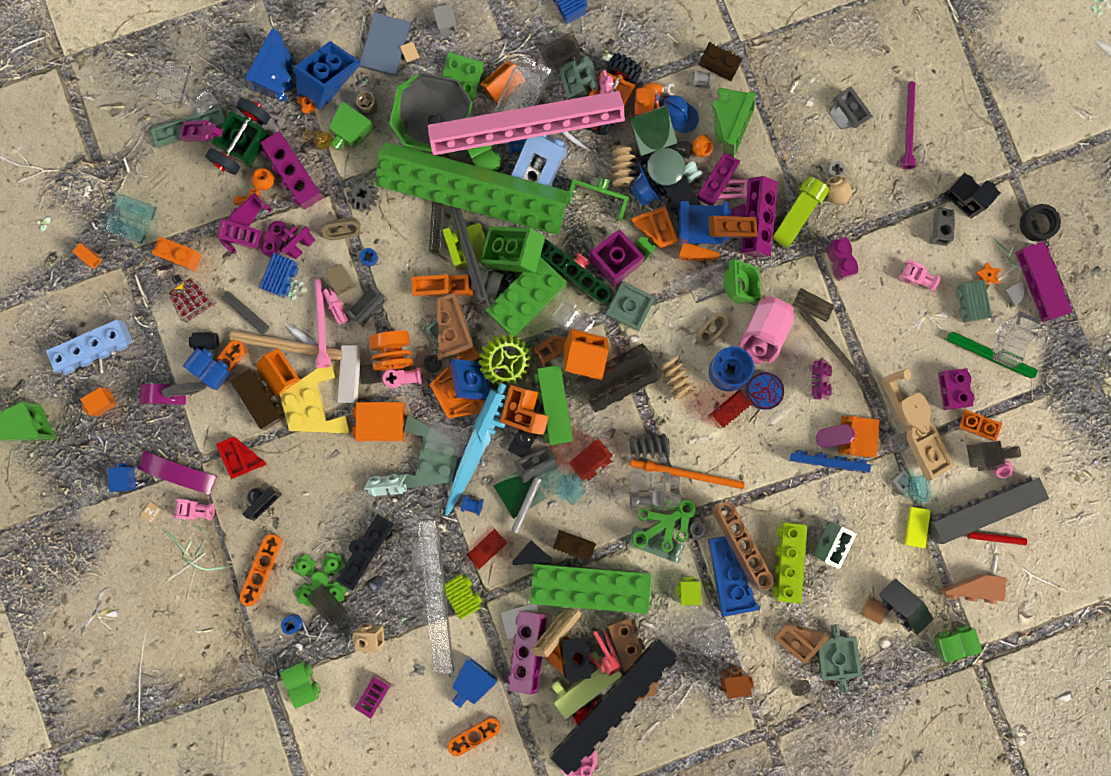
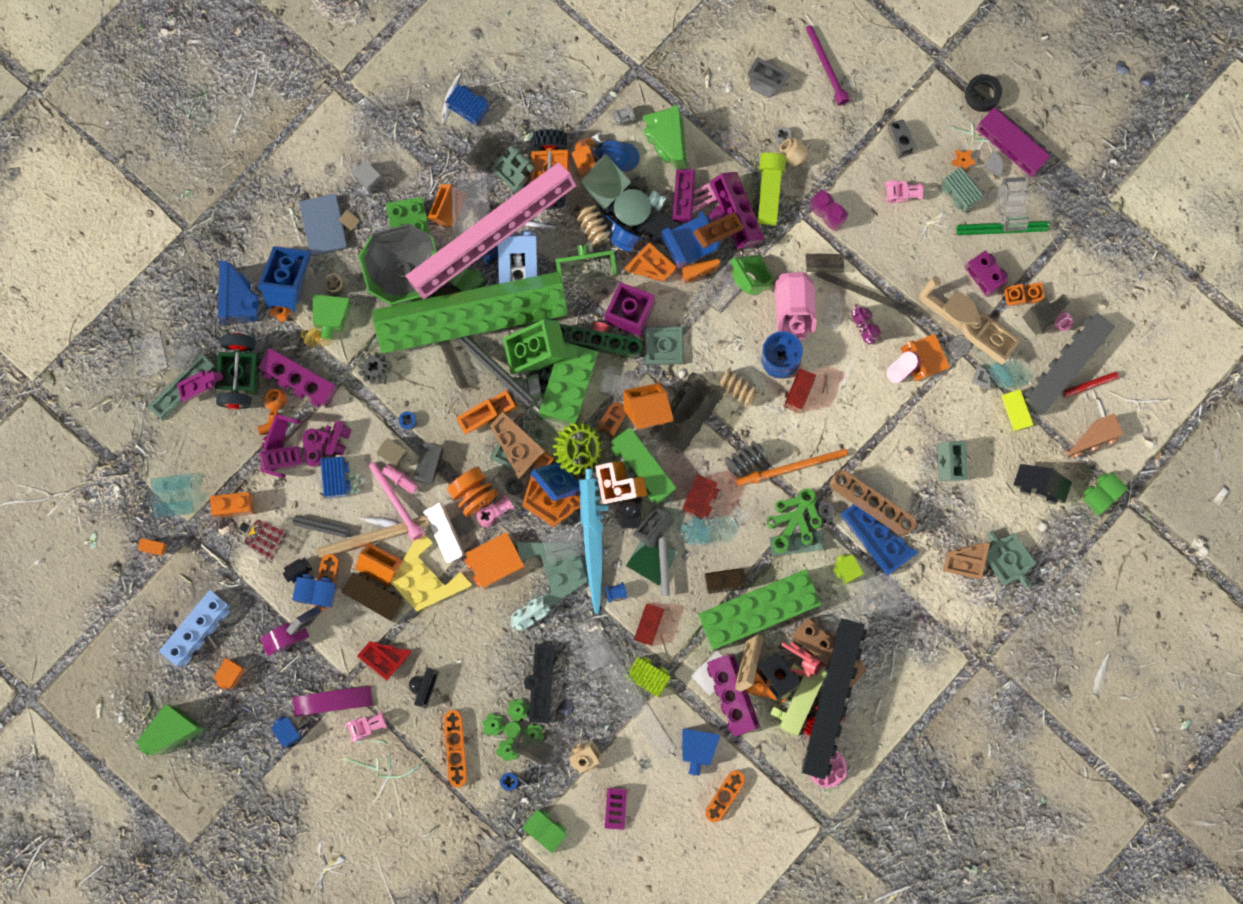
camera: 25 degrees left, 5 degrees down
(151, 512) = (327, 750): tan sticker -> none
(341, 229) = (369, 407): dark tan plate -> none
(477, 240) = (482, 372): lime bracket -> none
(532, 555) = (691, 608): black slope -> none
(605, 82) = (541, 161): bright pink plate -> none
(645, 247) = (650, 287): bright green tile -> none
(658, 486) = (770, 489): clear hips -> none
(702, 146) = (654, 173): orange plate -> none
(711, 329) = (746, 329): dark tan plate -> none
(720, 61) = (631, 92): dark brown brick -> none
(735, 682) = (929, 625): dark orange brick -> none
(765, 391) = (822, 359): tile -> none
(790, 562) = (922, 497): lime brick -> none
(800, 687) = (989, 602): clear smoke tile -> none
(838, 462) = (912, 392): blue wing -> none
(873, 610) = (1017, 502): medium nougat slope -> none
(970, 196) = (911, 100): black brick -> none

